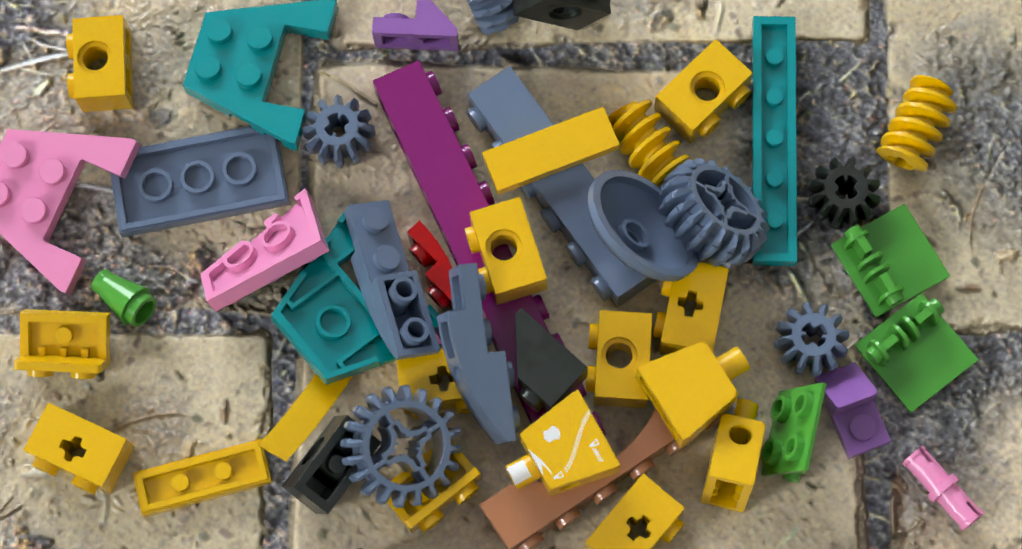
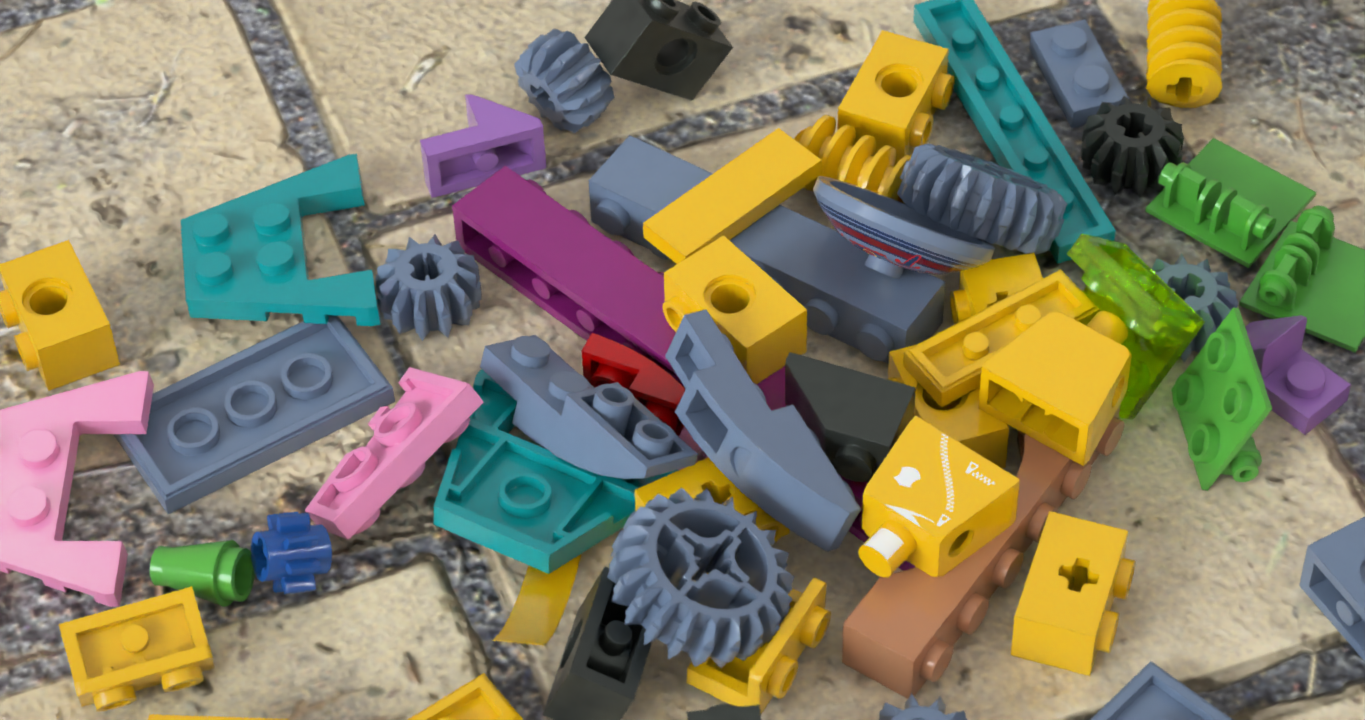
camera: 25 degrees left, 25 degrees down
(177, 309) = (291, 552): none -> blue gear
(672, 329) = (952, 360): none -> yellow tile
(734, 457) = (1163, 437): yellow torso -> none
(766, 340) = (1155, 316): none -> clear neon green bracket
(842, 110) = (1076, 70): none -> sand blue plate

